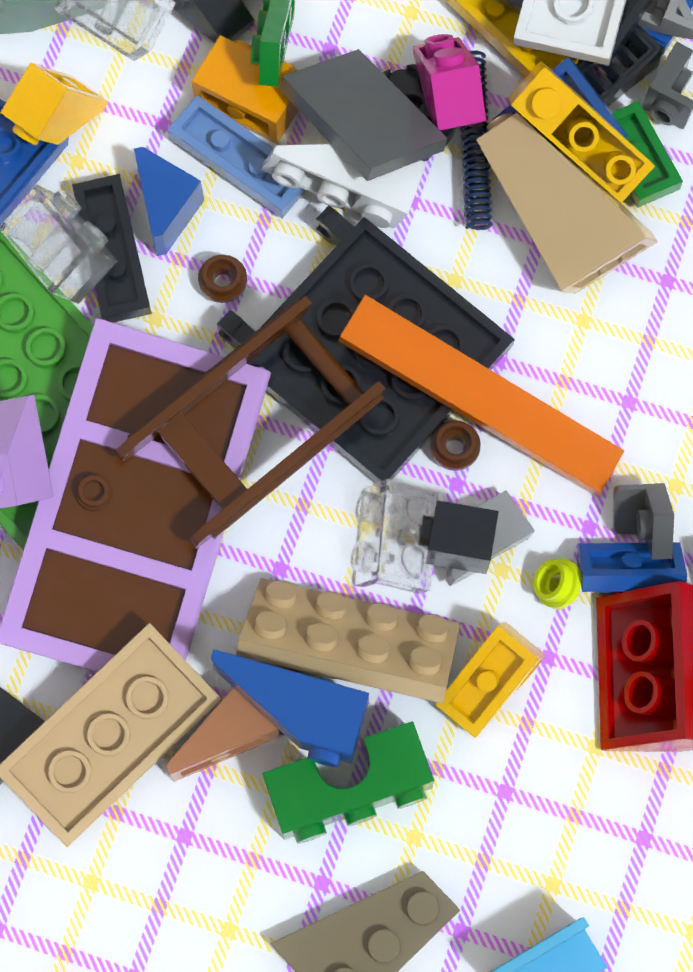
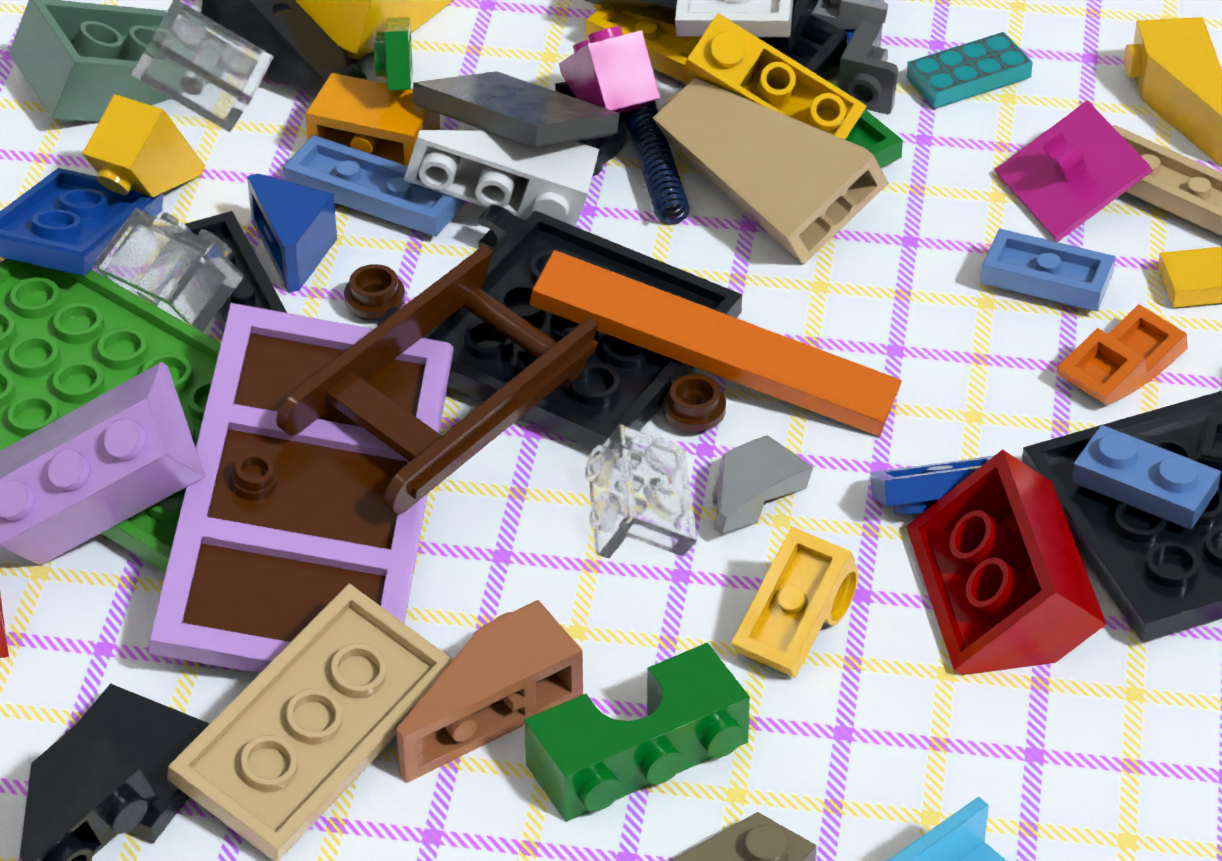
camera: 10 degrees left, 30 degrees down
(306, 709) = (558, 627): blue slope -> none
(349, 639) = (580, 579): tan plate -> none
(459, 536) = (722, 458): black brick -> none
(557, 583) = (854, 508): neon yellow plate -> none
(647, 512) = (943, 428): dark grey bracket -> none

